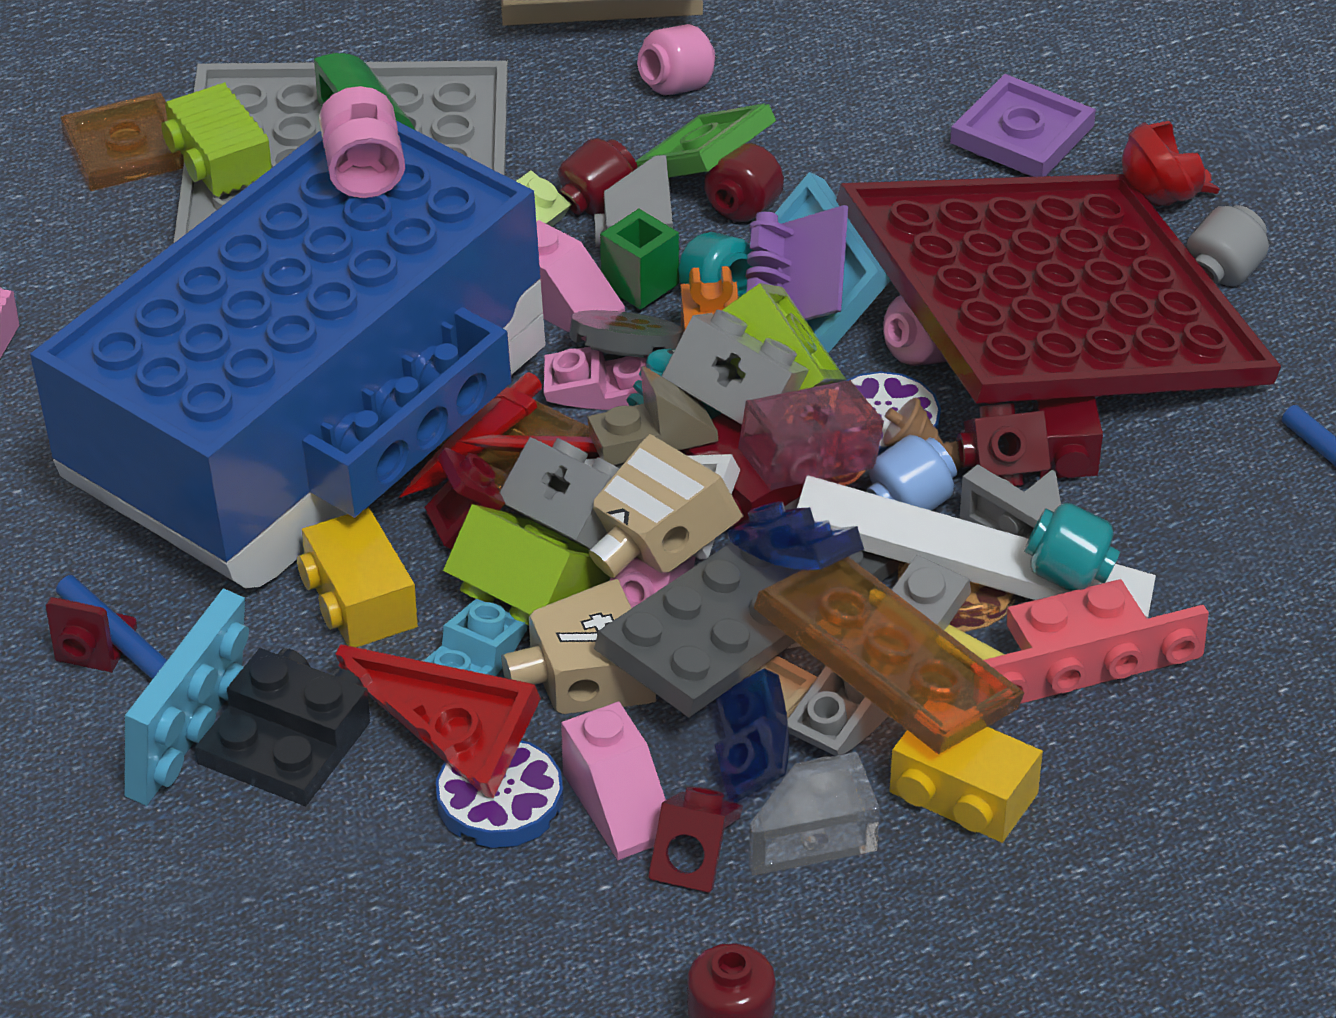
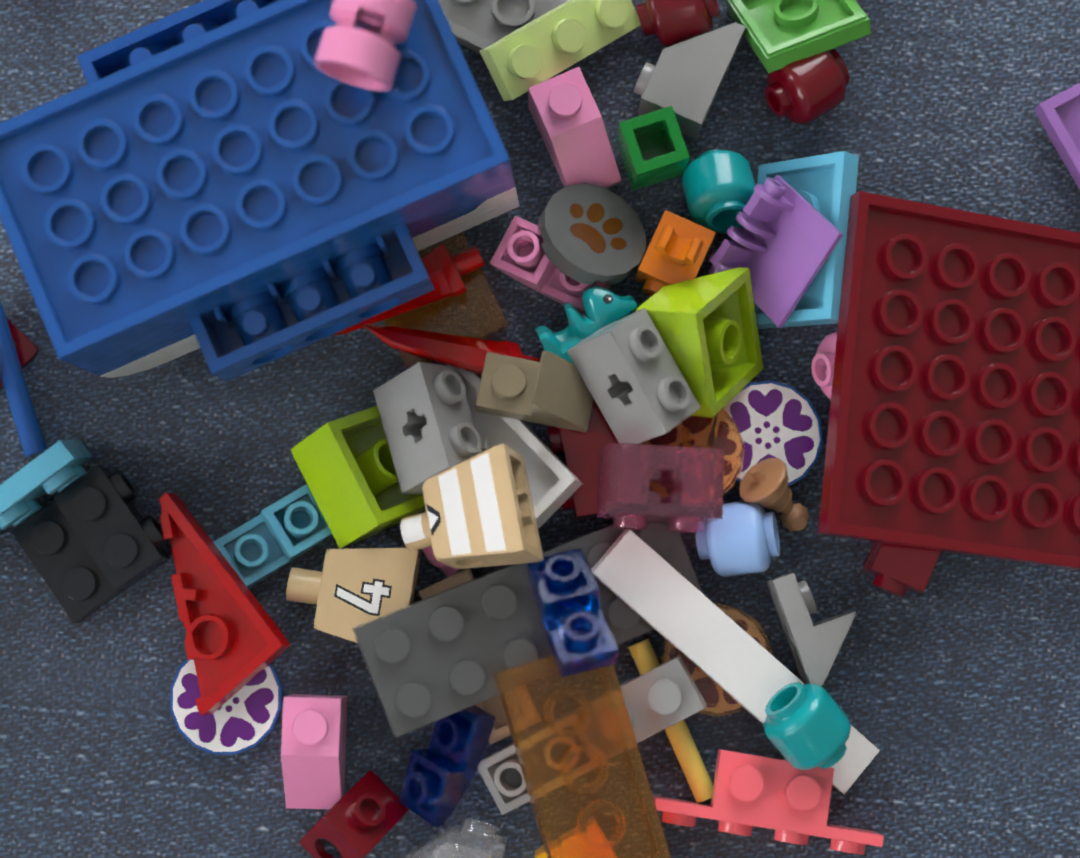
camera: 25 degrees right, 40 degrees up
(357, 579) = (221, 418): yellow brick -> none
(468, 484) = (350, 373): dark red bracket -> none
(1022, 436) = (834, 560): dark red brick -> none

